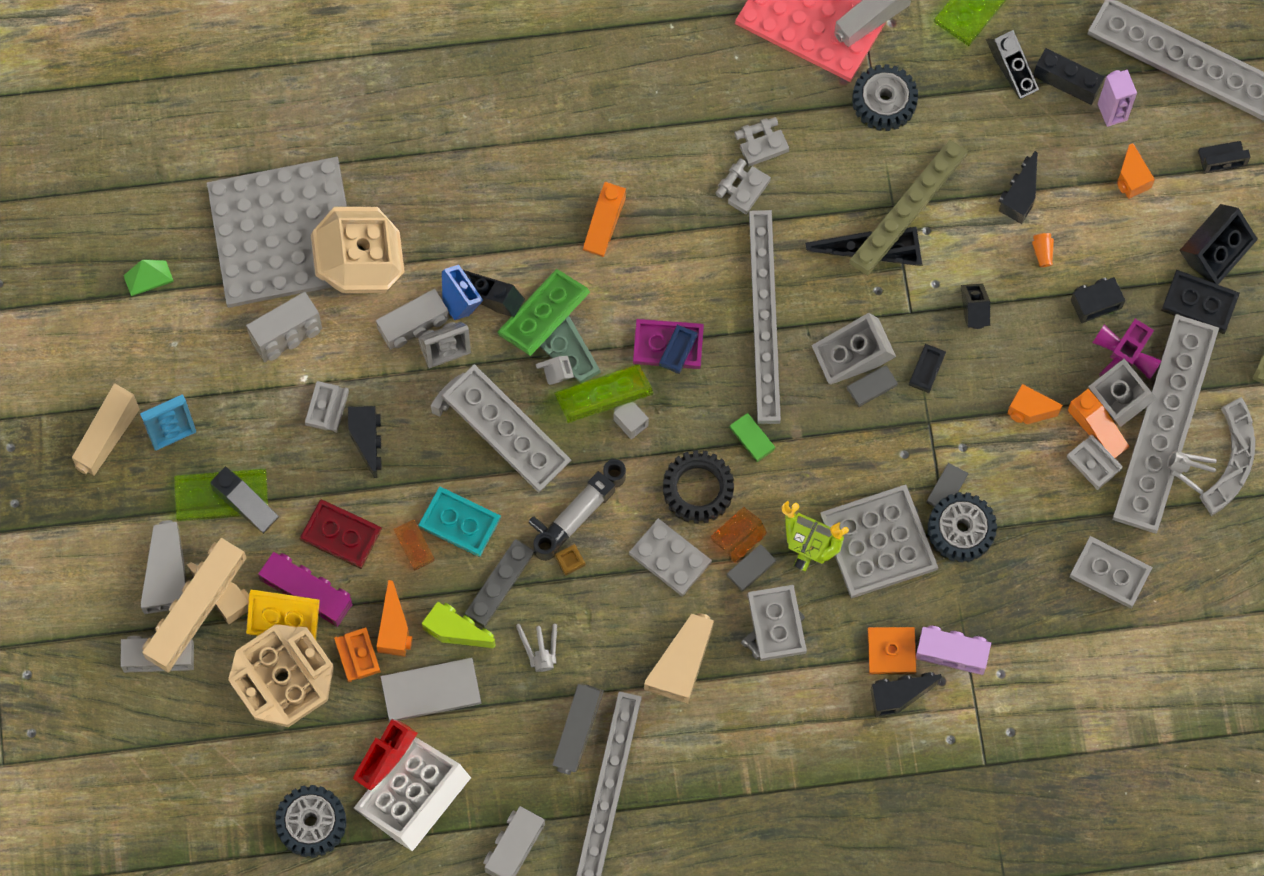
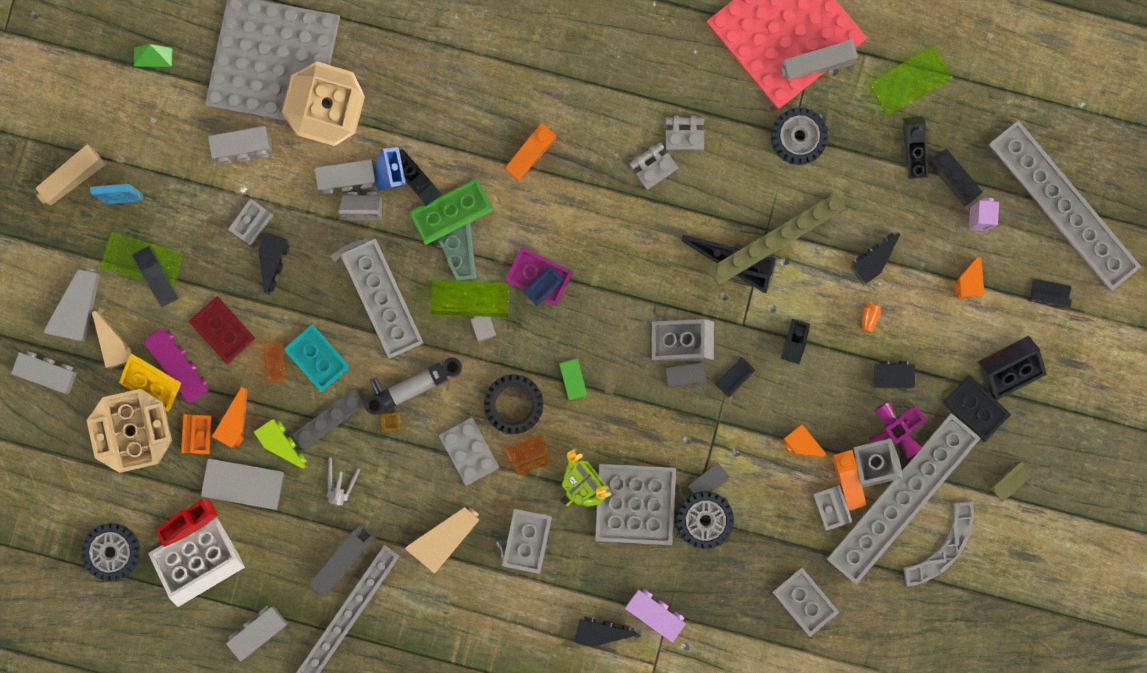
camera: 20 degrees right, 15 degrees up
(194, 604) = (83, 349): tan brick -> none
(556, 369) = (441, 264): light grey panel -> none
(751, 567) = (528, 485): dark grey tile -> none
(764, 317) = (624, 283): light grey plate -> none
(891, 650) = (608, 595): orange plate -> none
(1181, 462) = (897, 538): light grey plant -> none

